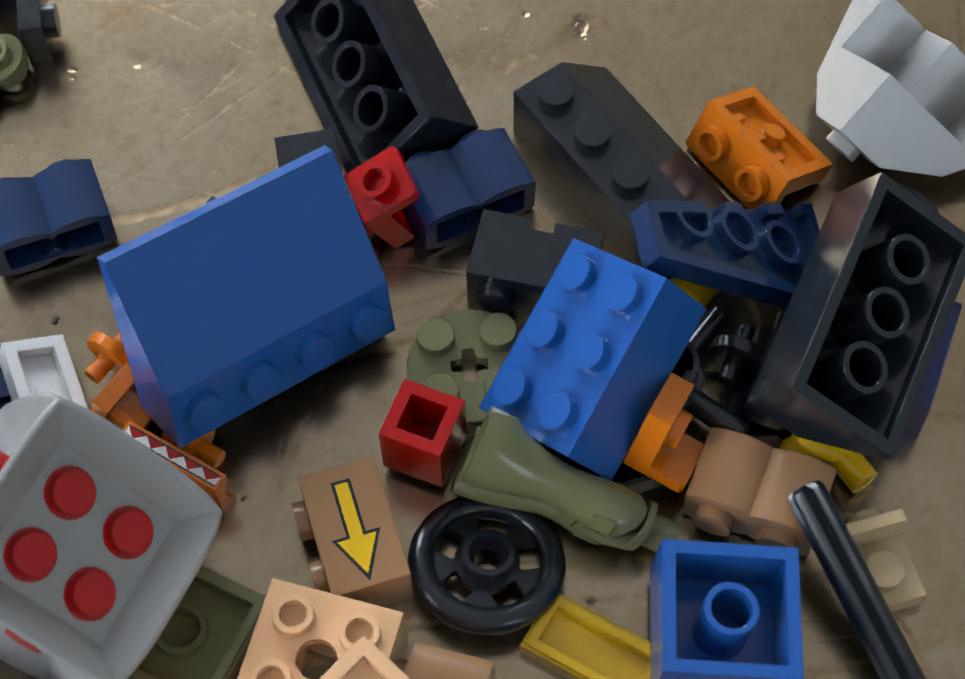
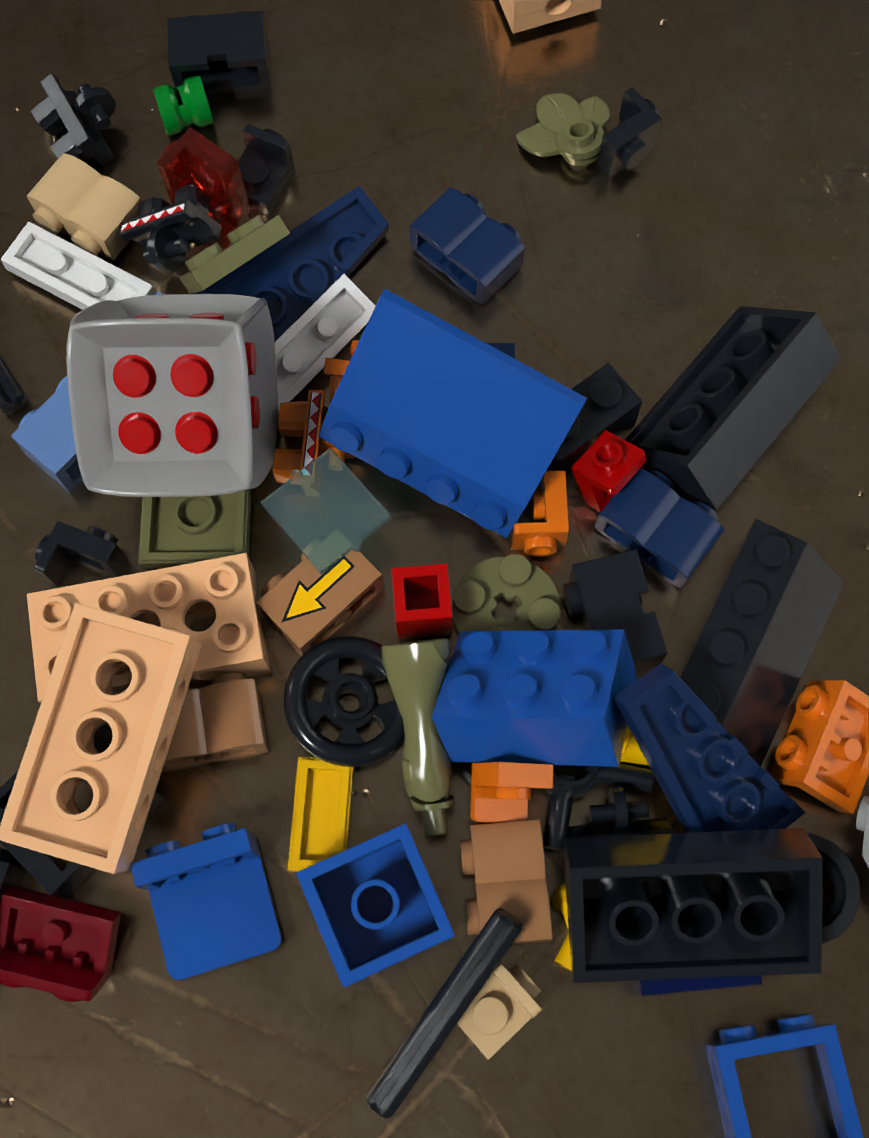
camera: 65 degrees right, 10 degrees up
(270, 477) = (325, 510): none -> clear light blue piece
(408, 282) = (551, 513): none -> orange bracket

